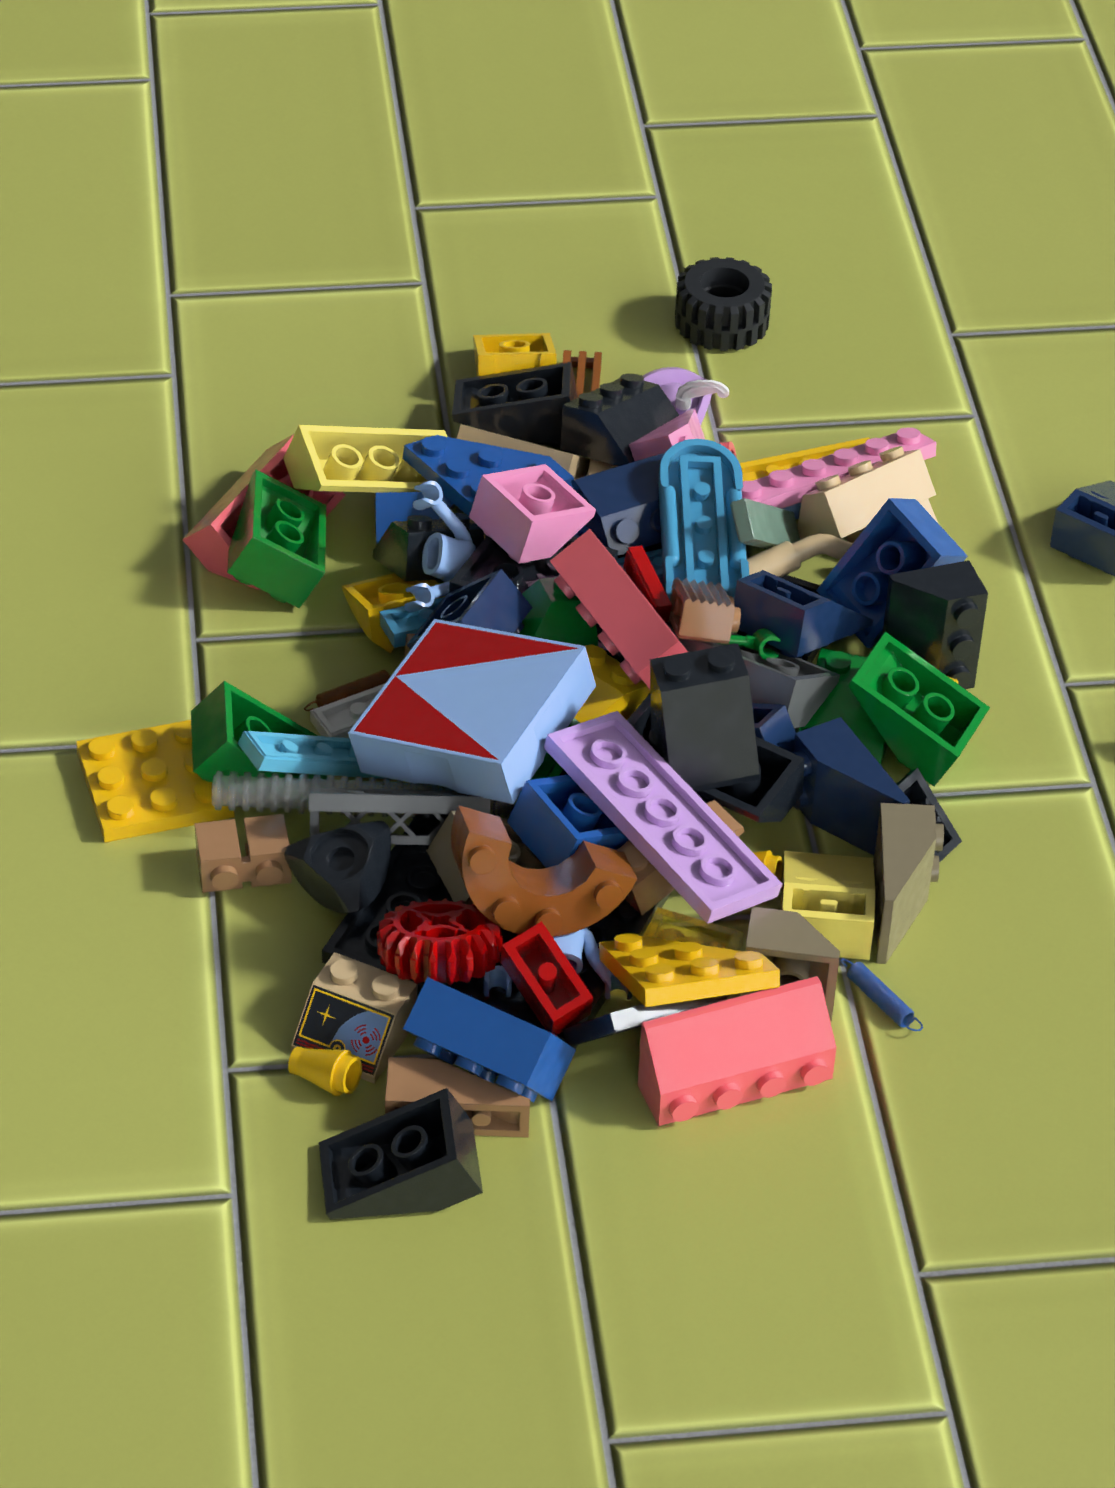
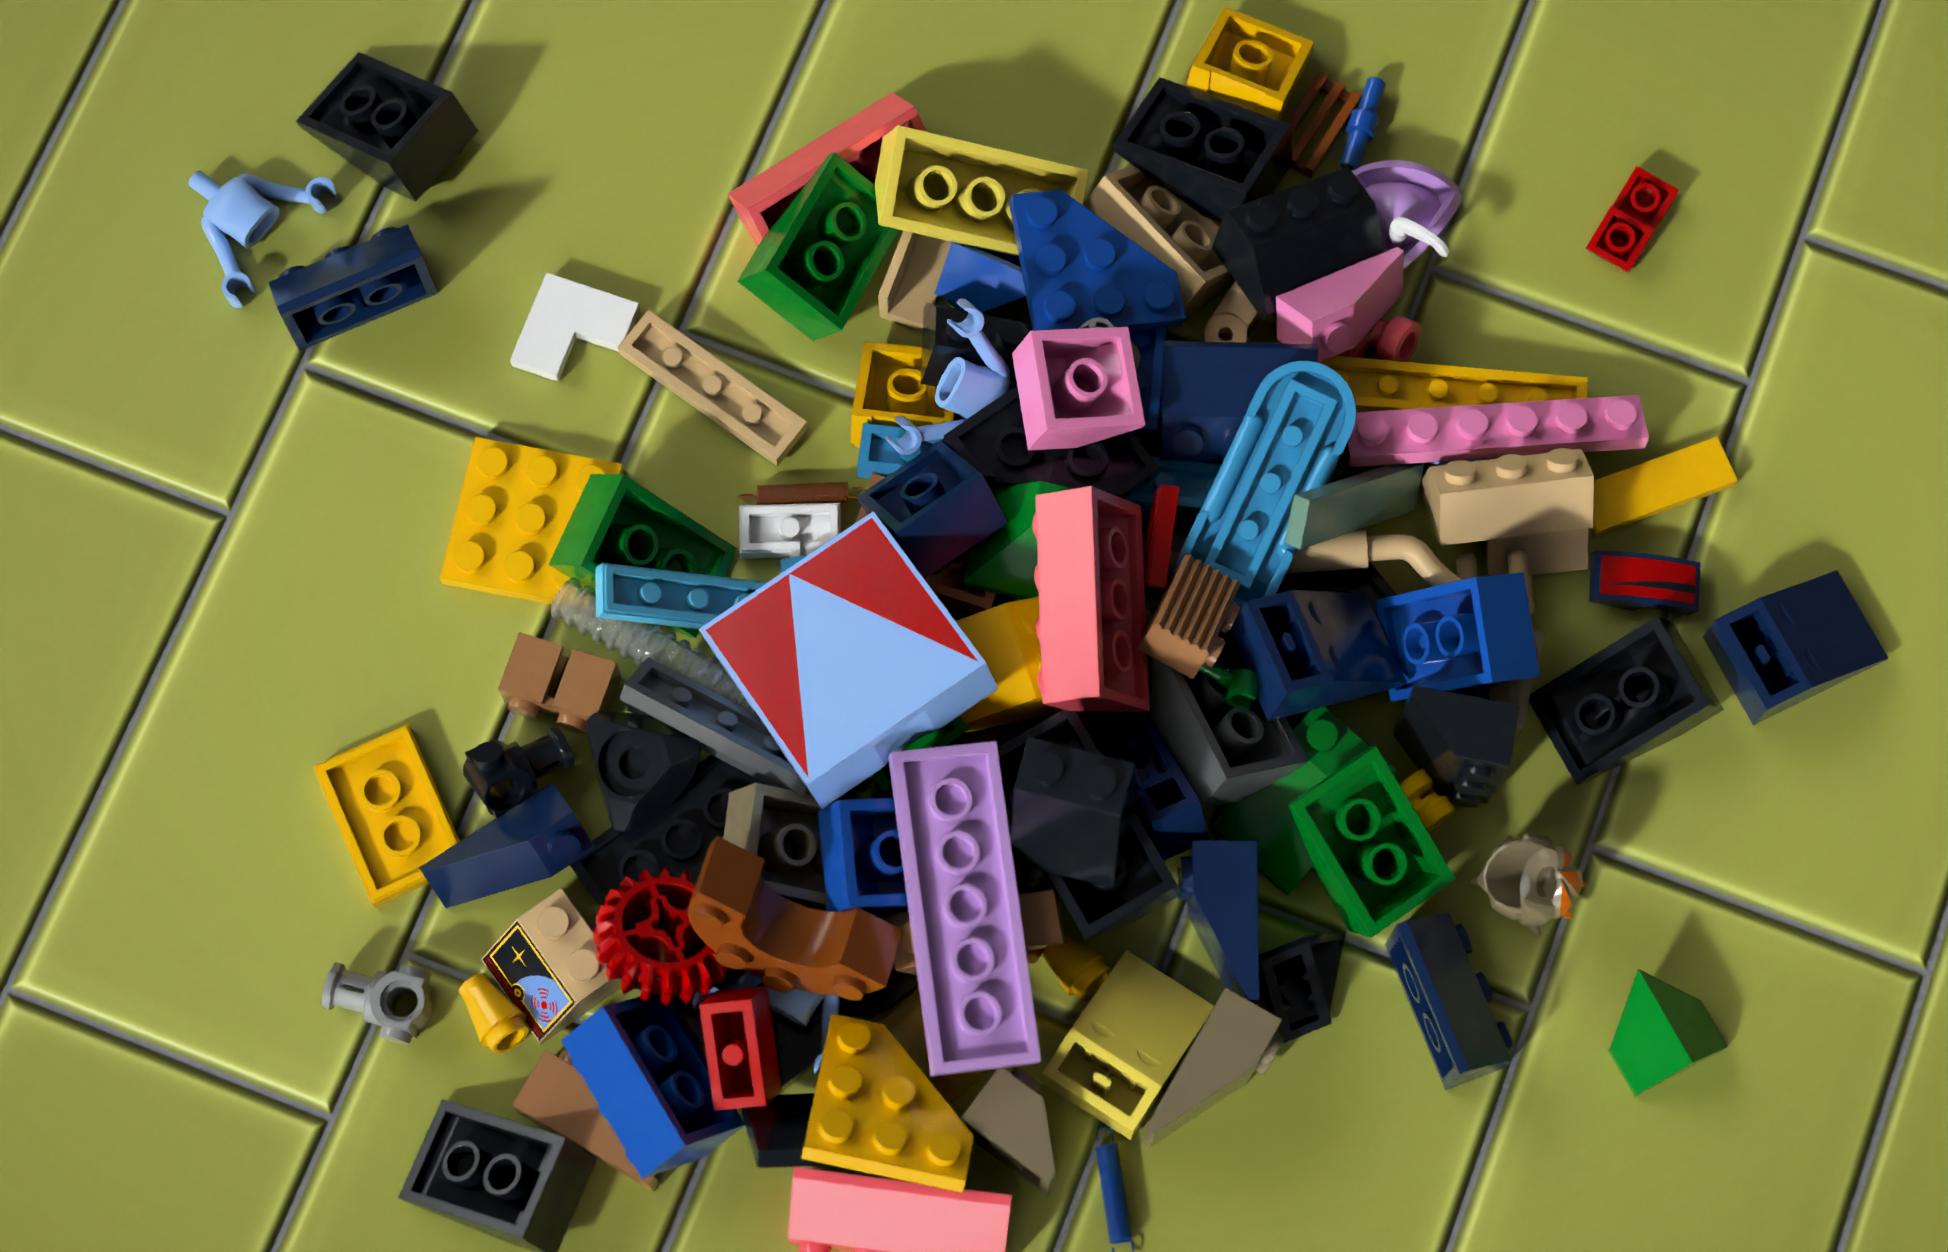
camera: 30 degrees right, 30 degrees up
(101, 652) = (568, 312): none -> white tile
(158, 987) = (387, 812): none -> yellow tile
(238, 1090) = (379, 997): none -> light grey connector
(240, 916) = (508, 773): none -> black connector
(243, 652) = (713, 387): none -> tan plate
(274, 959) = (510, 851): none -> dark blue slope
(353, 544) = (912, 279): none -> tan panel
(612, 364) = (1363, 123): none -> blue bar
(723, 303) = (1548, 49): black tyre -> none
(833, 356) = (1632, 219): none -> red slope
(965, 477) = (1660, 485): none -> yellow tile
(984, 528) = (1645, 580): none -> slope
(1032, 787) = (1449, 999): none -> slope
(1033, 584) = (1625, 701): none -> black slope
(1043, 691) = (1531, 880): none -> dark tan hair

